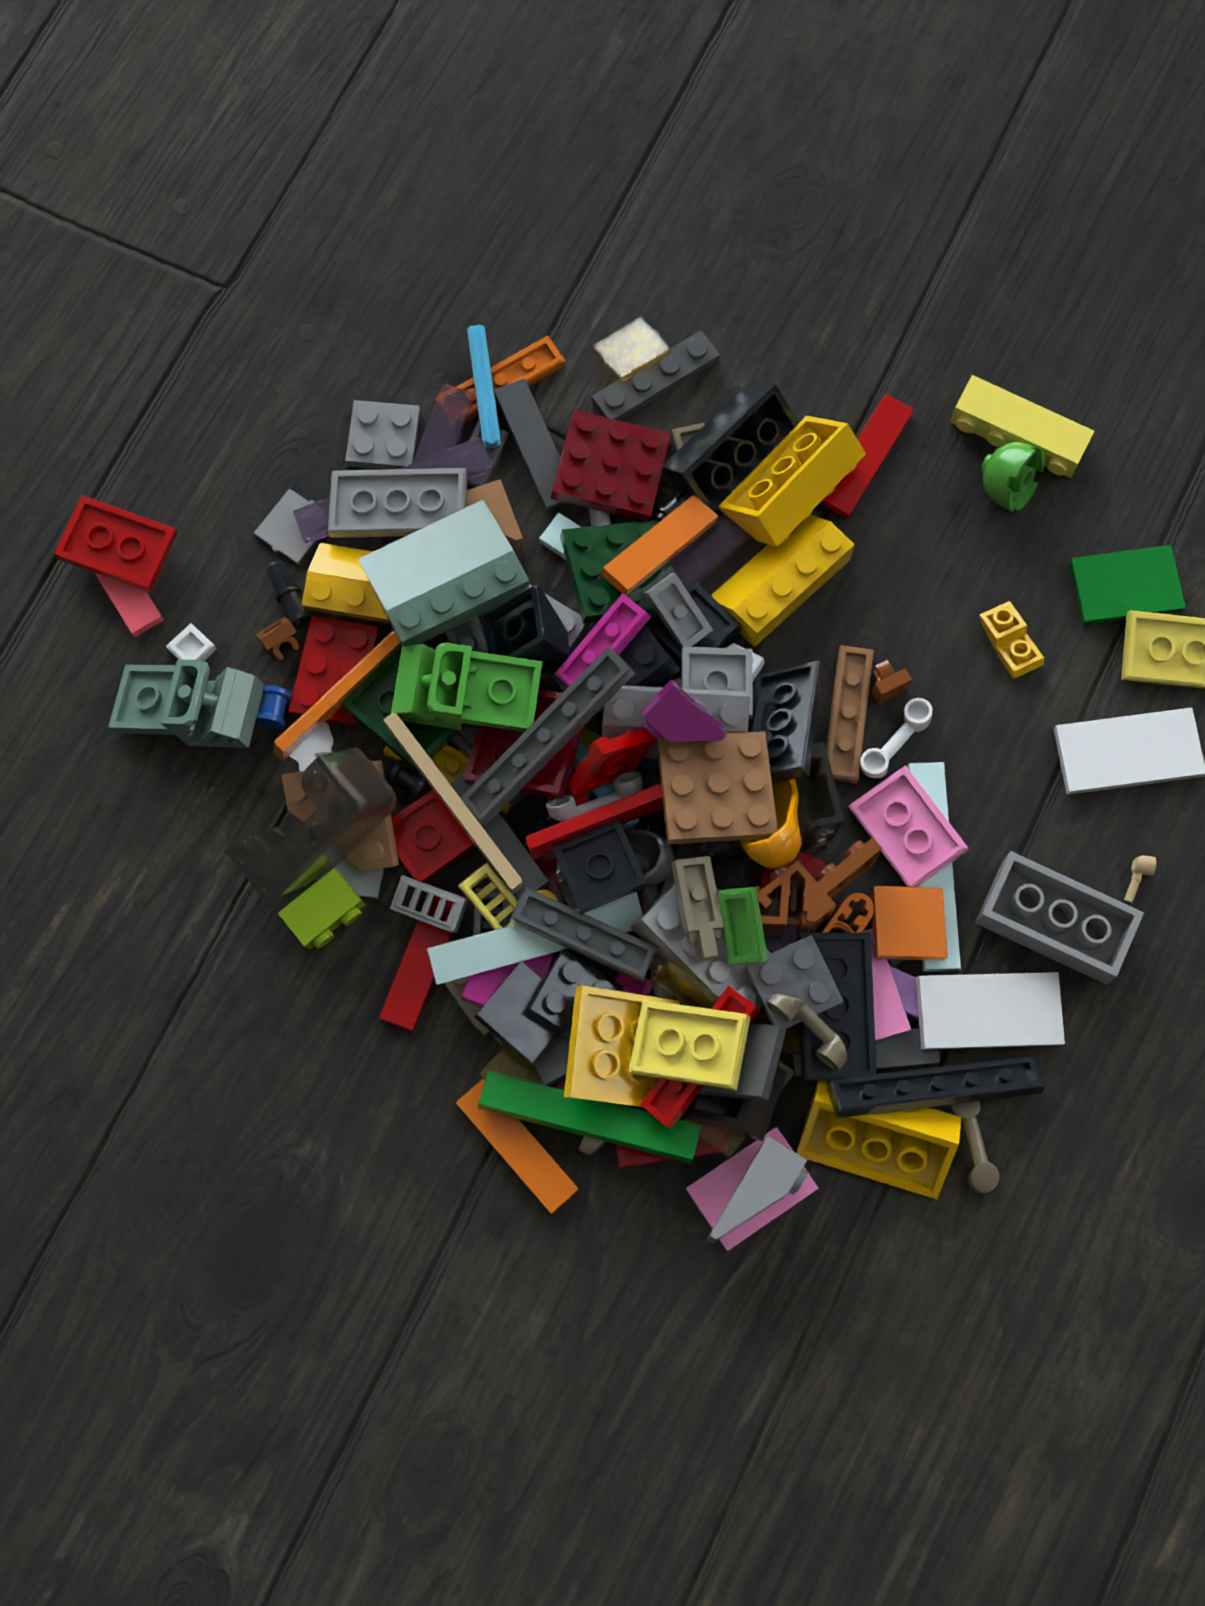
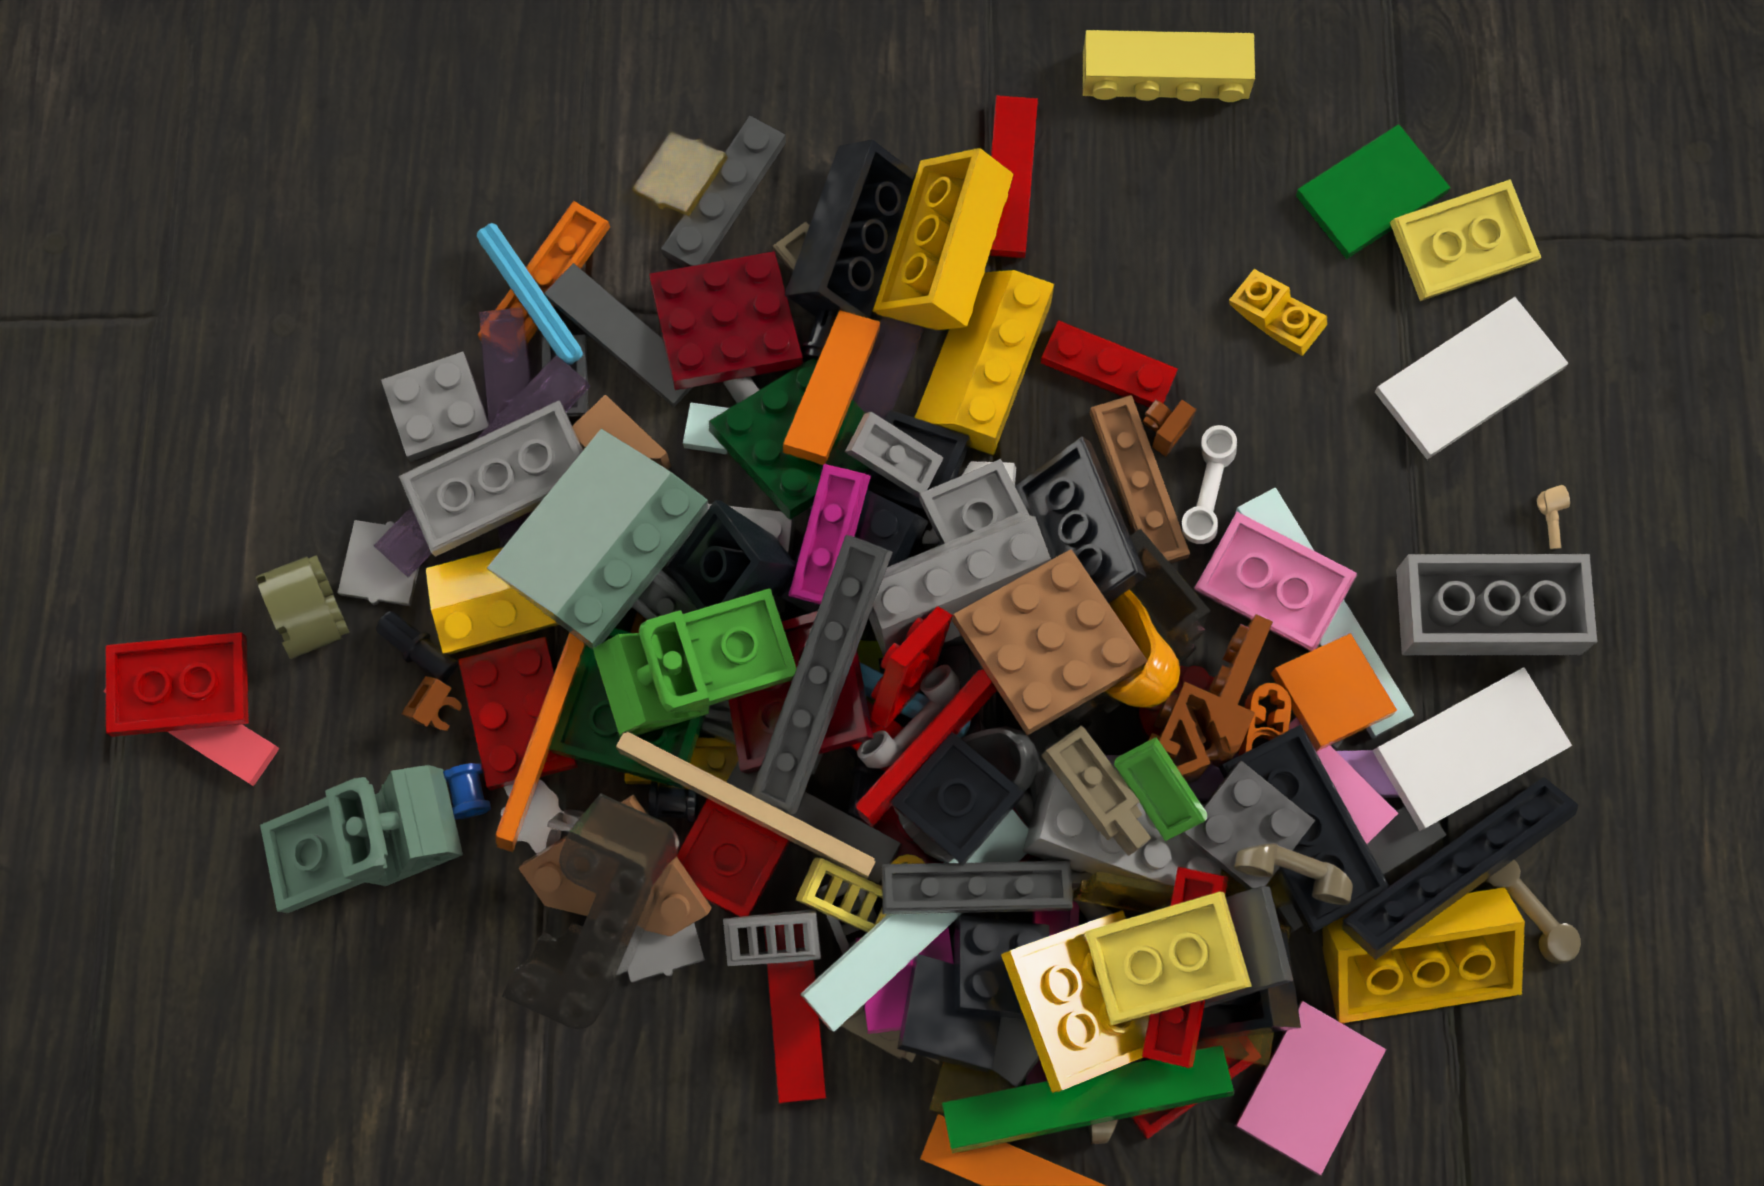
camera: 25 degrees left, 0 degrees up
(191, 645) = (329, 764): white tile -> none
(224, 529) = (300, 606): none -> olive brick
(322, 910) = (648, 1007): lime brick -> none
(680, 717) = (969, 580): magenta slope -> none
(767, 1180) = (1329, 1080): light grey slope -> none
(868, 621) = (1108, 365): none -> red plate
(1011, 473) = (1185, 123): bright green cylinder -> none

